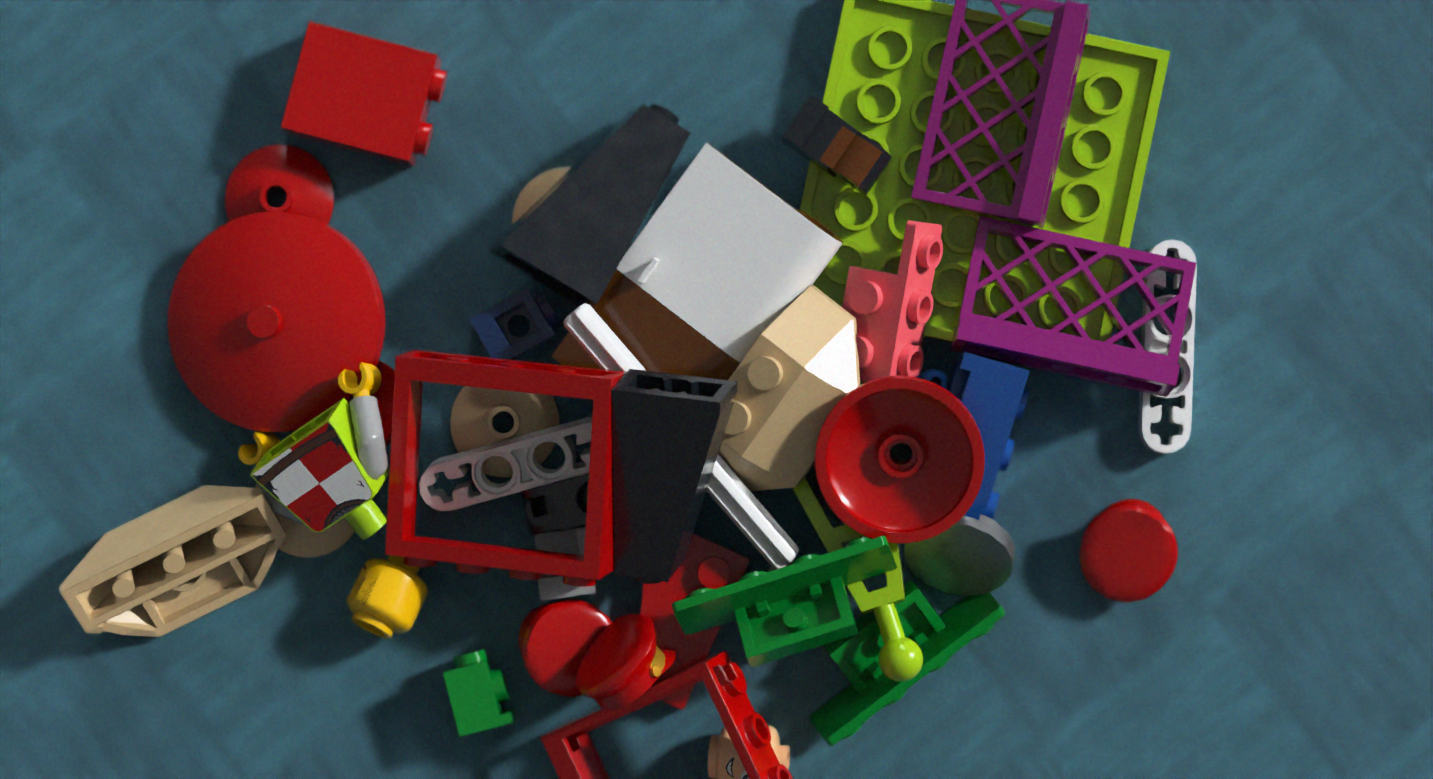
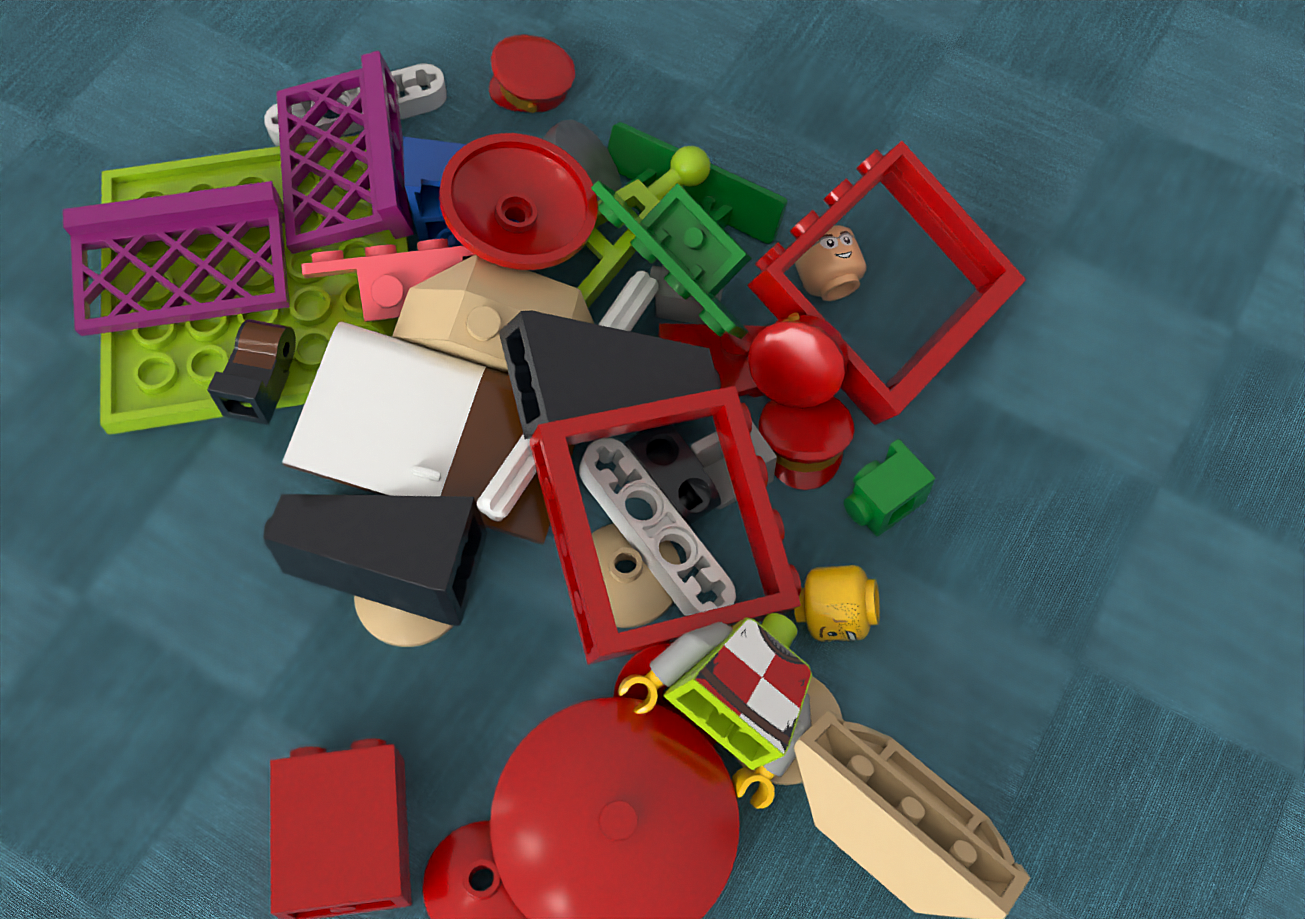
camera: 110 degrees left, 25 degrees down
(494, 323) = (528, 568): dark blue brick -> none

